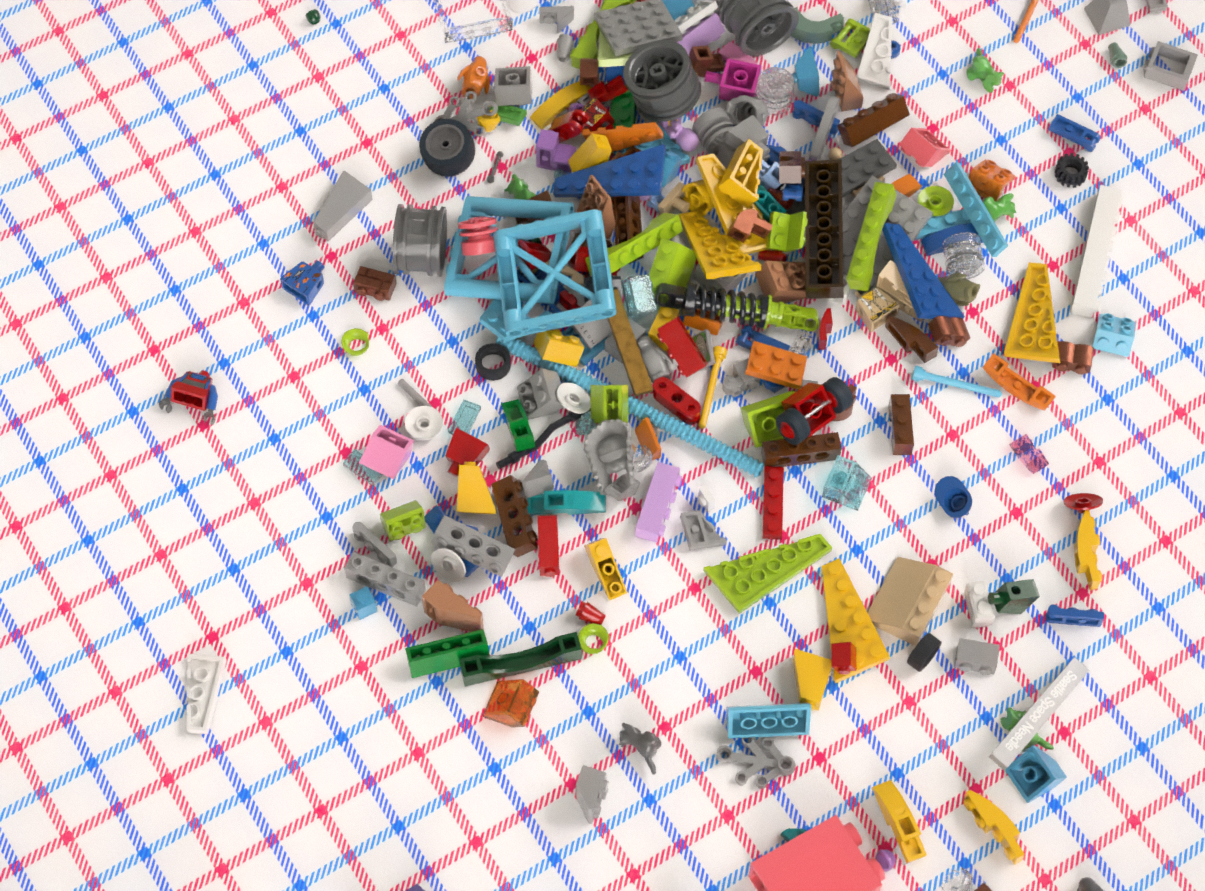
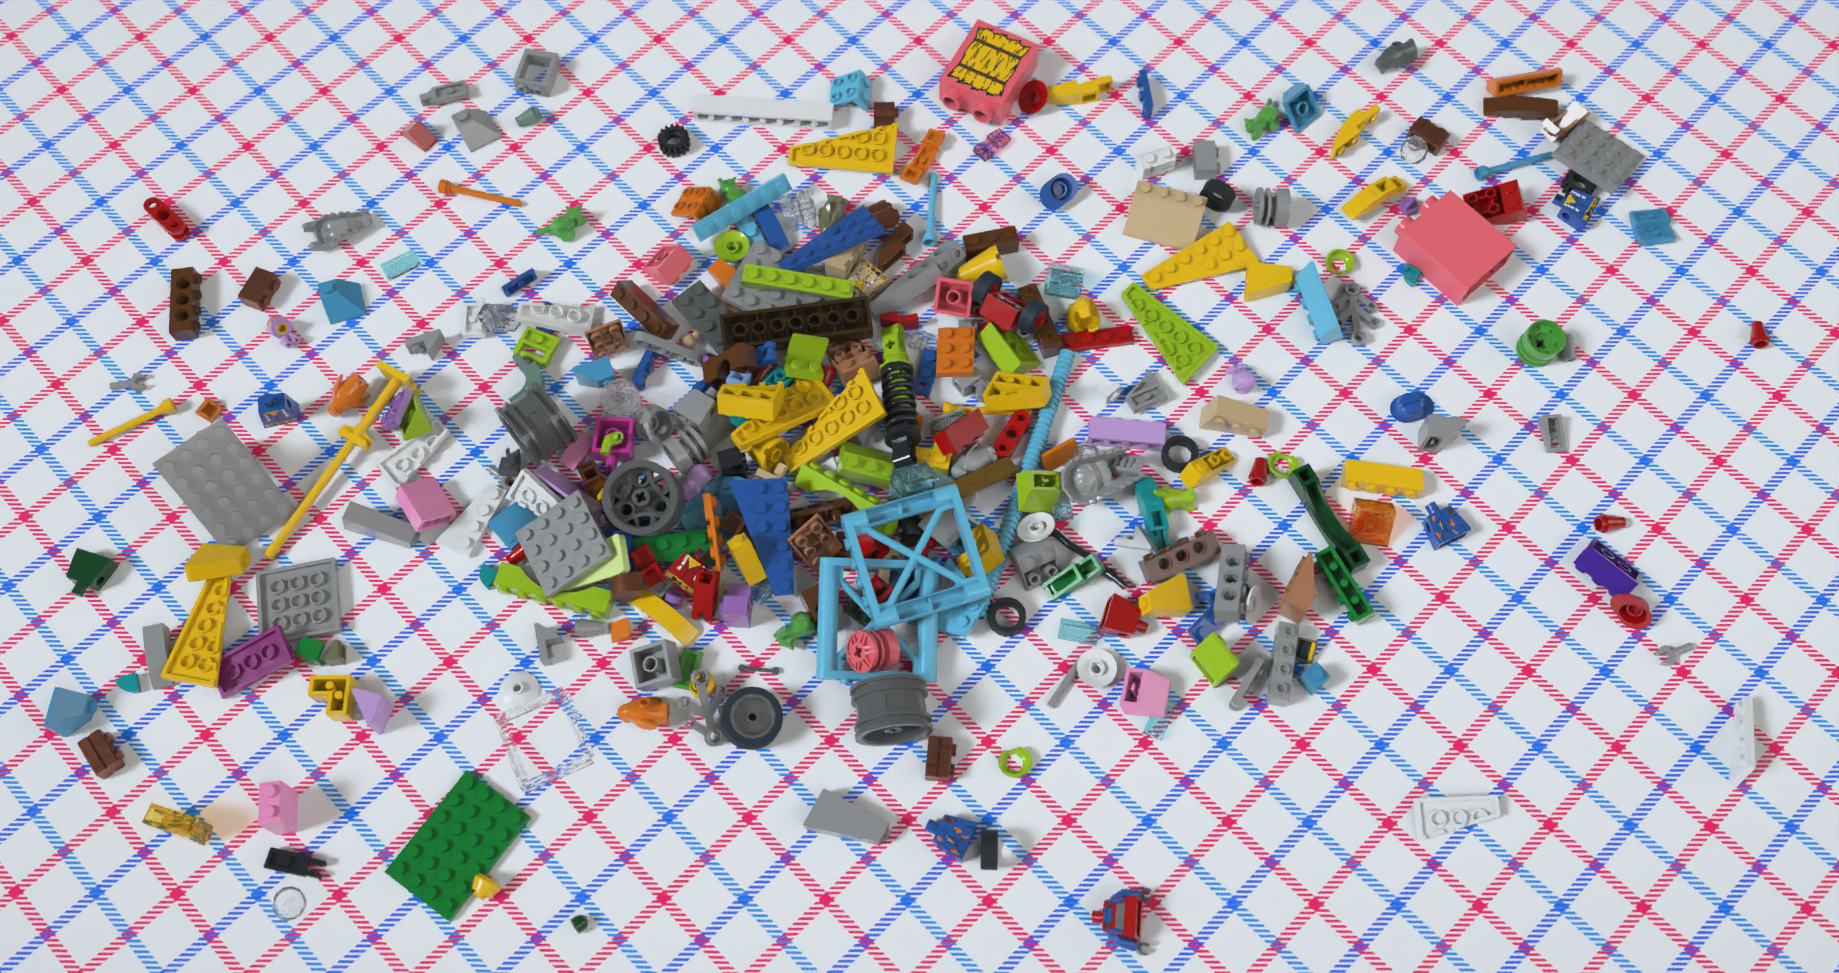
camera: 100 degrees left, 5 degrees up
(282, 301) = (989, 850): none -> black tyre
(394, 607) = (1305, 650): none -> slope
(489, 771) = (1444, 525): none -> blue torso
(548, 545) = (1202, 516): red slope -> none
(555, 727) = (1382, 478): none -> yellow brick
(556, 72) = (621, 630): none -> orange slope
(578, 525) = (1176, 499): none -> lime animal
(632, 533) = (1180, 440): none -> black tyre
(633, 788) = (1411, 407): none -> blue piece
(645, 743) = (1372, 401): dark grey animal -> none
(651, 603) = (1233, 417): none -> tan wedge
(689, 167) = (733, 462): none -> black brick
(695, 623) = (1242, 380): none -> lavender piece
(718, 404) = (1016, 392): none -> yellow wedge
(732, 70) = (610, 441): none -> lime arm
(748, 223) = (808, 395): brick -> none
(800, 490) = (1083, 315): none -> yellow helmet
(826, 753) = (1340, 254): none -> lime piece
(838, 366) = (953, 296): none -> coral slope
(843, 657) = (1245, 252): red brick -> none
(868, 350) = (917, 279): none -> light grey brick
(871, 413) = (986, 261): none -> yellow cone
(899, 701) = (1274, 207): none -> light grey wheel
(925, 31) = (519, 282): none -> blue slope
(1014, 596) = (1146, 132): torso -> none
(1038, 714) = (1252, 103): tile -> none
(1074, 132) = (628, 143): blue plate -> none
(1116, 459) = (988, 73): none -> brick

